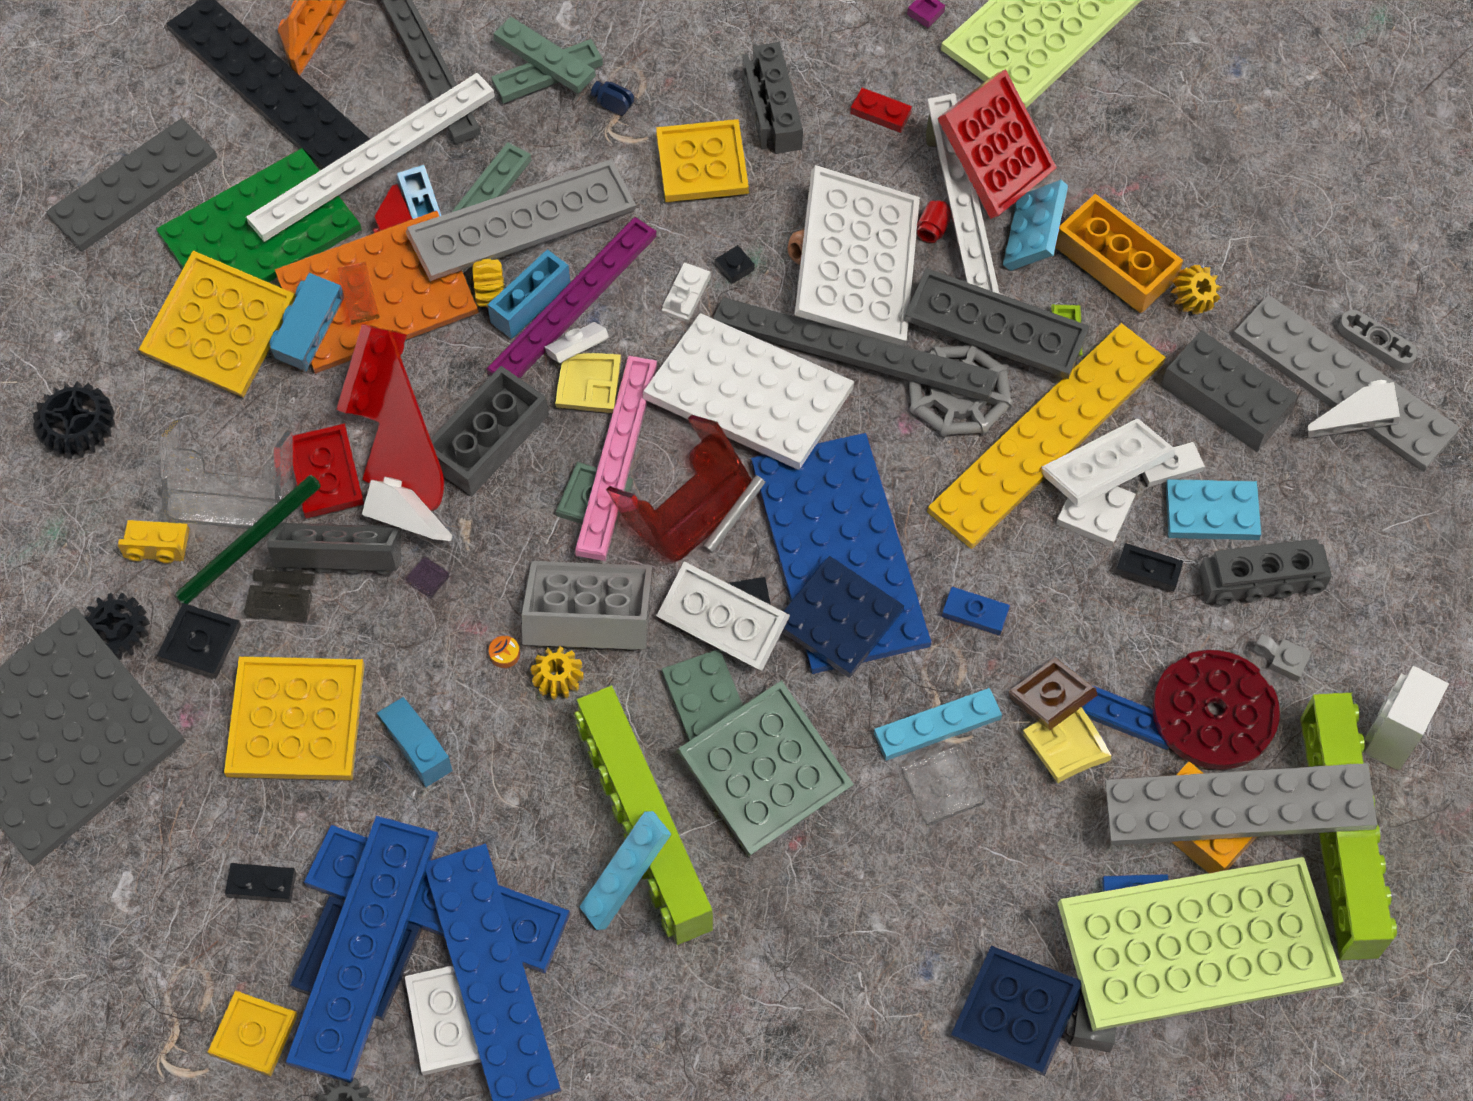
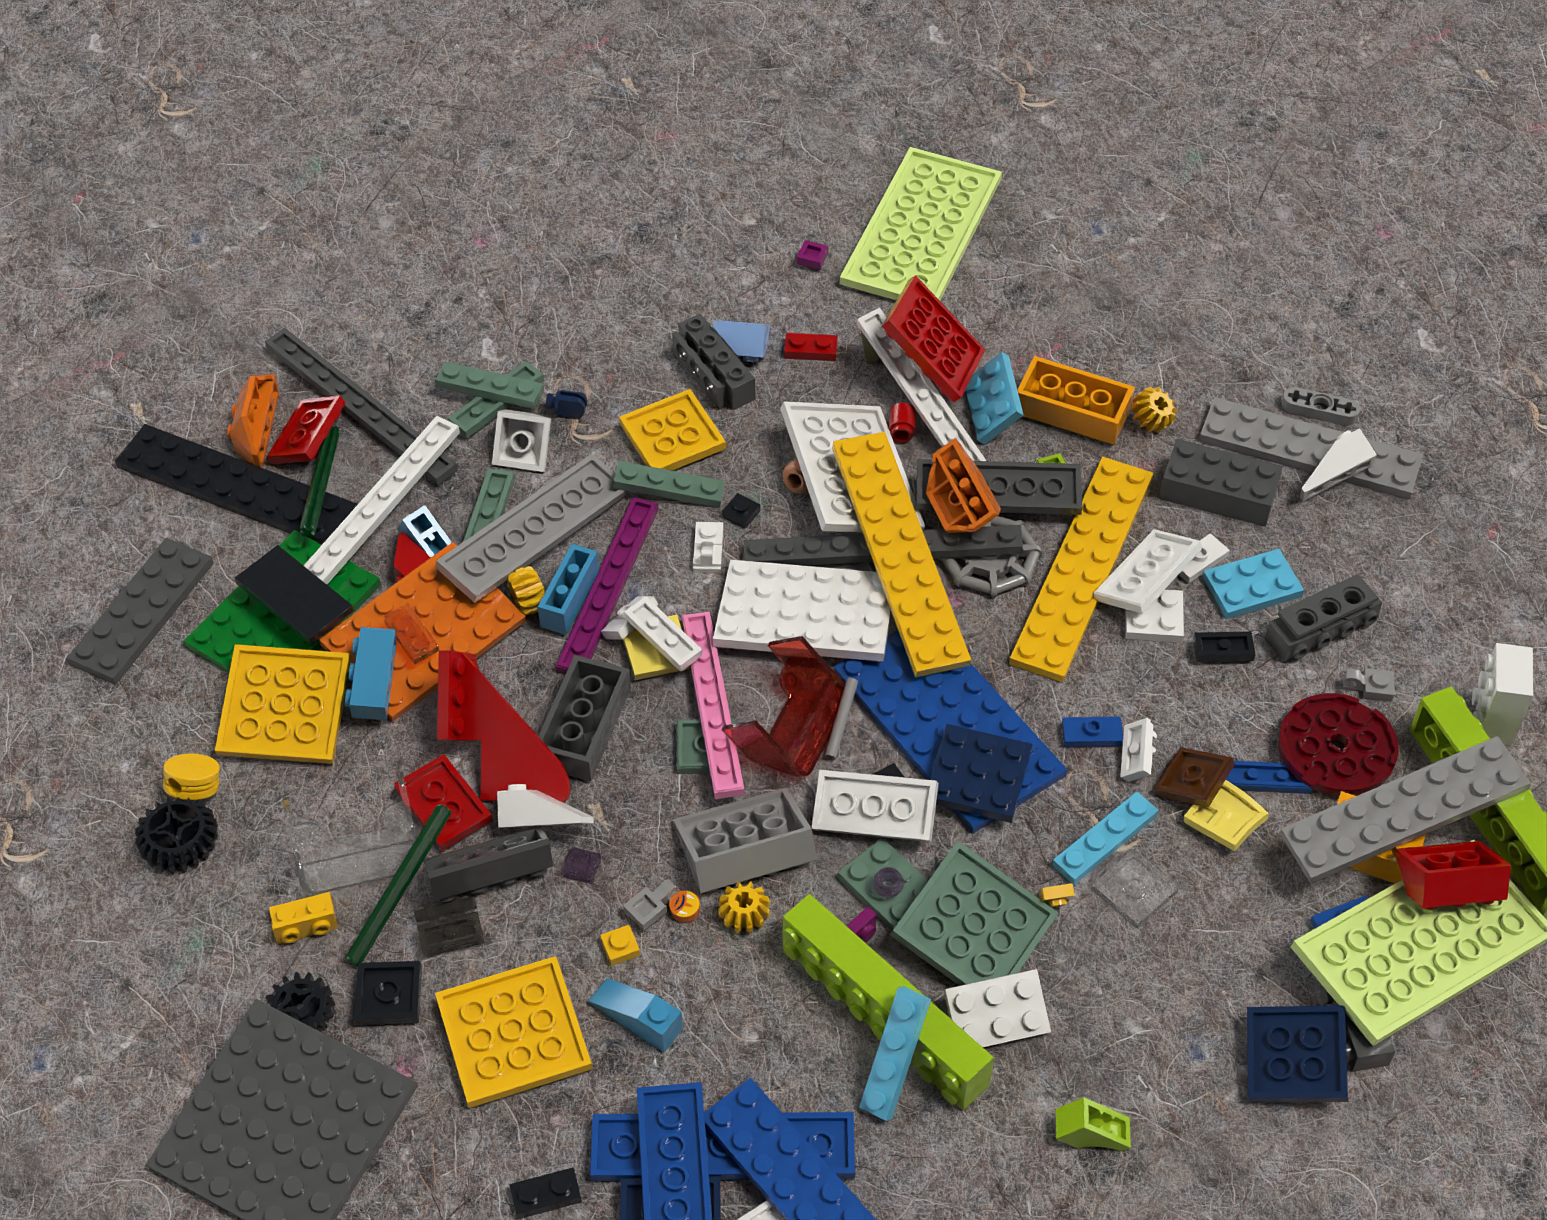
camera: 20 degrees left, 10 degrees down
(106, 368) = (191, 776): none -> yellow head
(267, 217) = (294, 594): none -> black tile
(342, 105) = (319, 483): none -> dark green axle
(352, 47) = (306, 430): none -> red plate
(428, 668) = (620, 945): none -> yellow plate
(468, 639) = (649, 906): none -> light grey plate
(550, 122) = (521, 440): none -> white slope
(596, 371) = (663, 633): none -> white plate
(658, 732) = (864, 924): none -> magenta plate
(674, 214) = (668, 484): none -> sand green plate
(701, 689) = (891, 875): none -> clear purple plate
(748, 861) = (999, 1008): none -> white plate
(788, 1007) = (1092, 1125): none -> lime arch
(816, 80) = (744, 338): none -> light blue slope
(859, 767) = (1056, 895): none -> yellow plate
(862, 364) = (901, 555): none -> yellow plate
(949, 317) = (959, 491): none -> orange wedge
(1009, 646) = (1137, 750): none -> white plate
(1257, 887) = (1453, 874): none -> red slope

